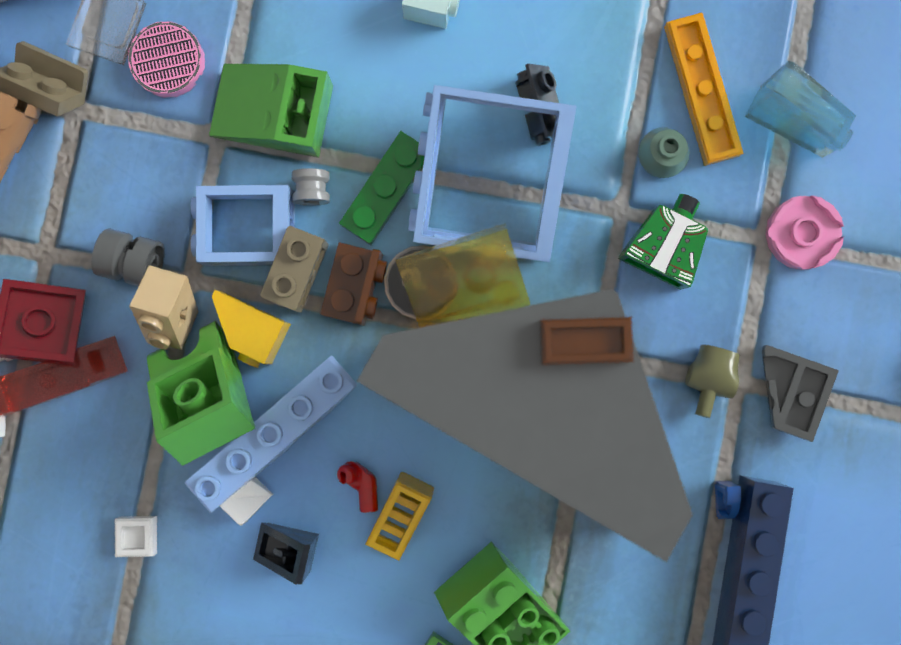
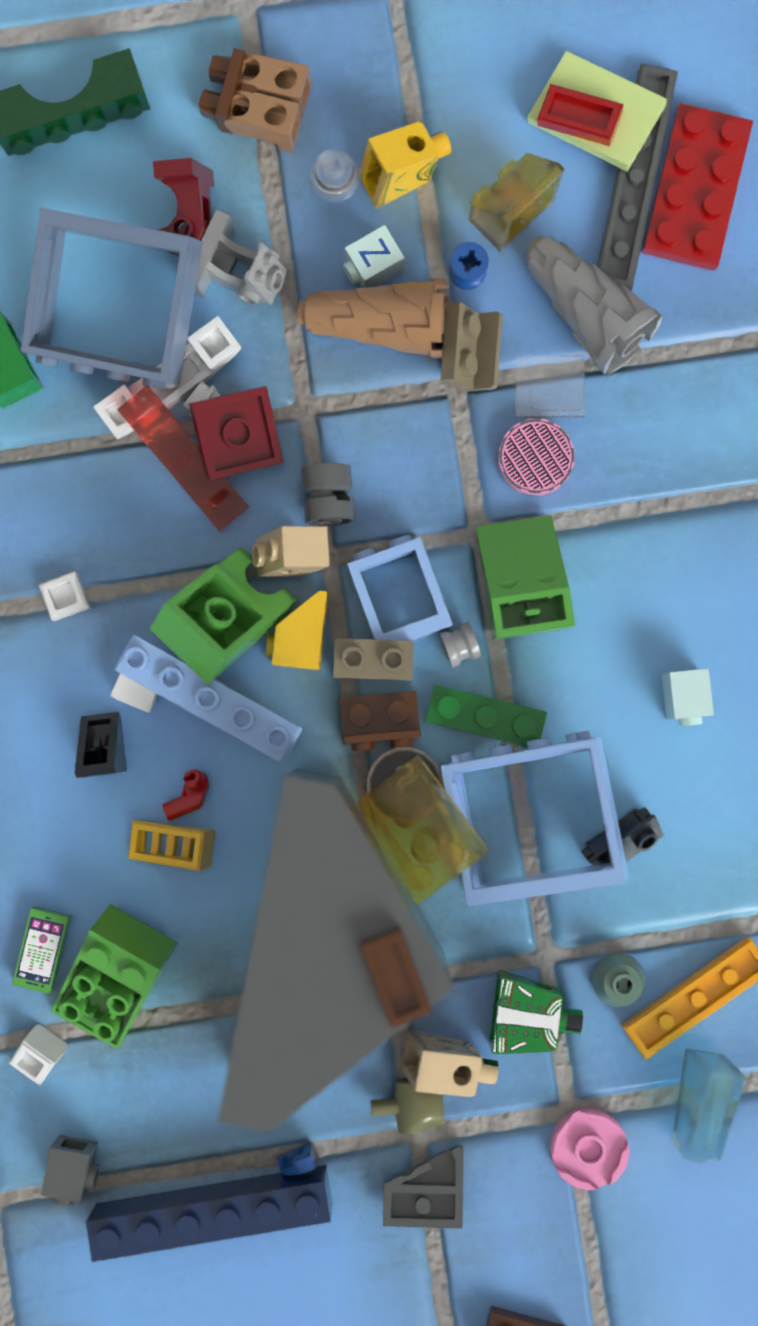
camera: 70 degrees right, 0 degrees up
(687, 333) = (445, 1065): none -> tan torso

